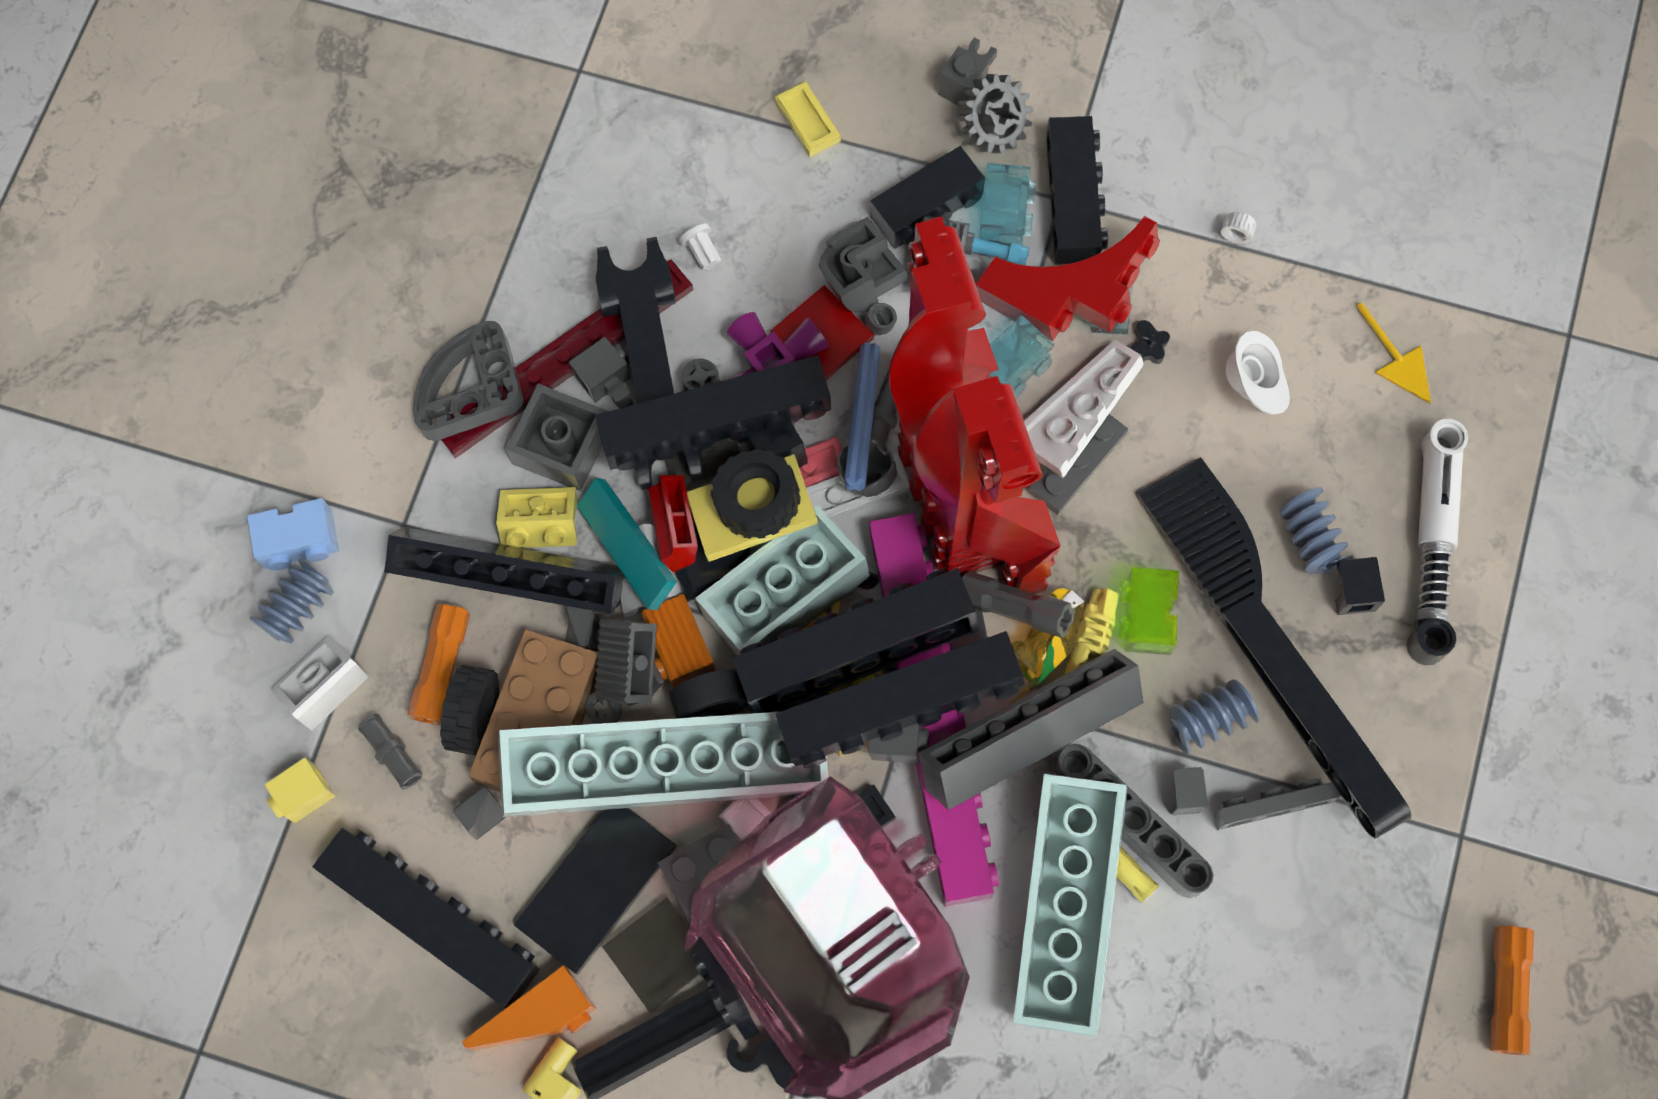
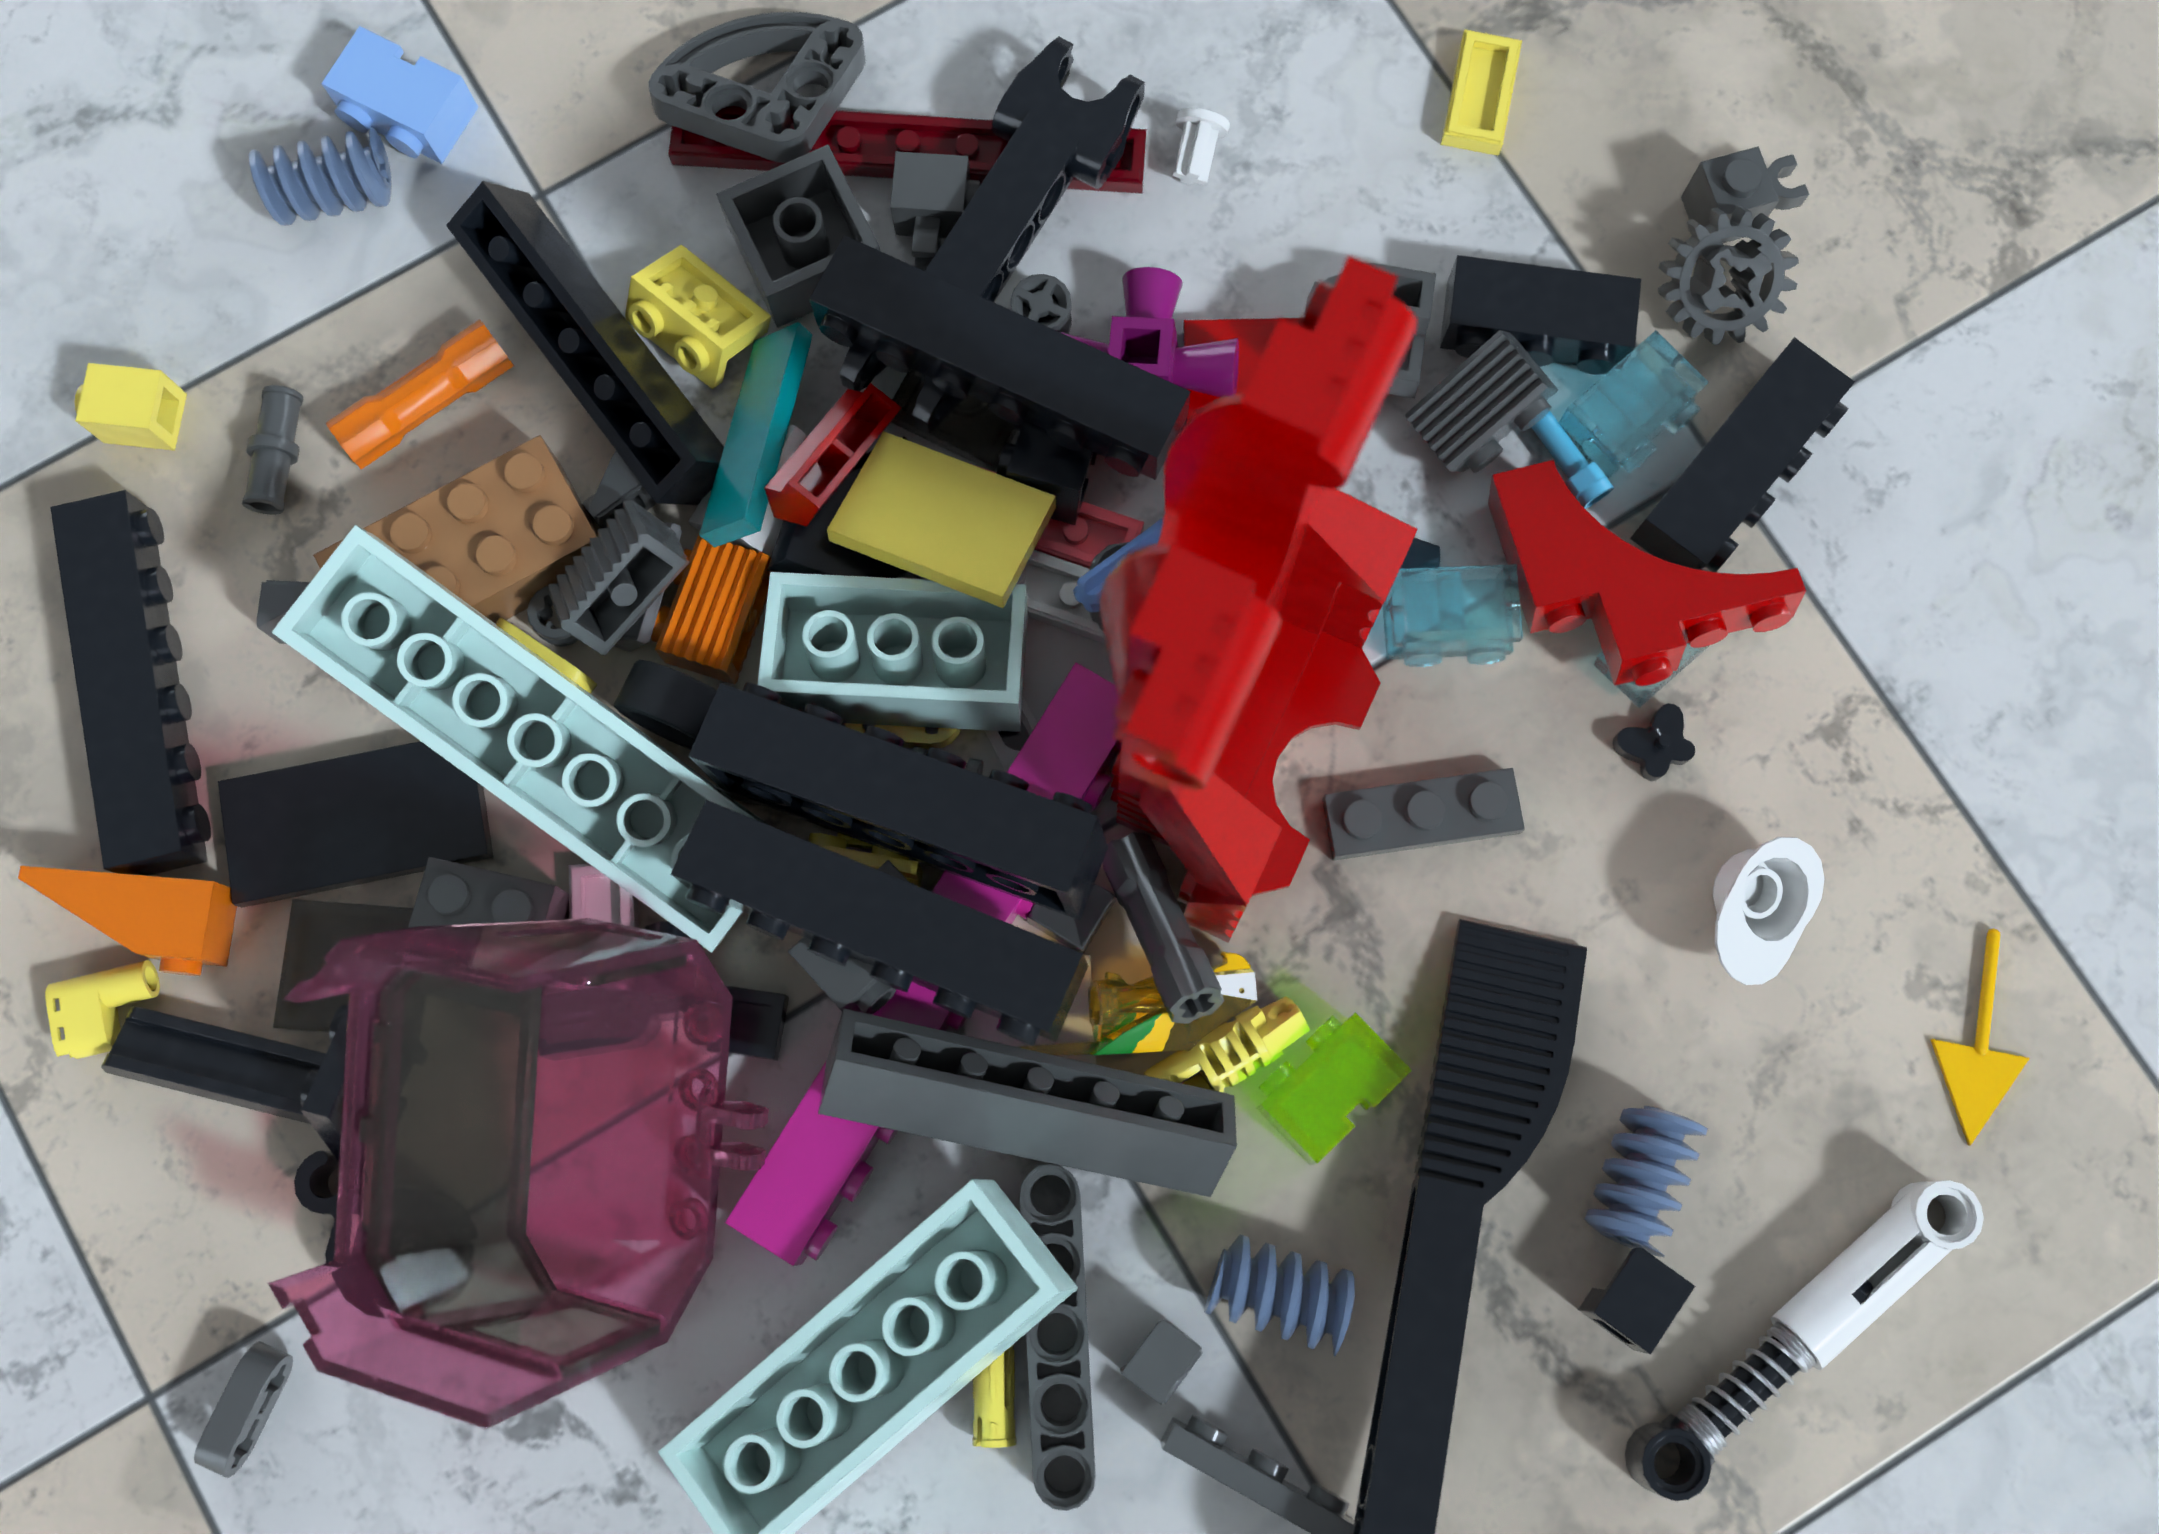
camera: 40 degrees right, 5 degrees up
(319, 683) = (267, 302): white slope -> none
(468, 708) = (386, 468): black tyre -> none
(748, 467) = (944, 458): black tyre -> none
(881, 964) = (579, 1224): tile -> none
(1077, 410) = (1471, 749): white wing -> none
(1238, 228) = (1920, 692): white axle -> none

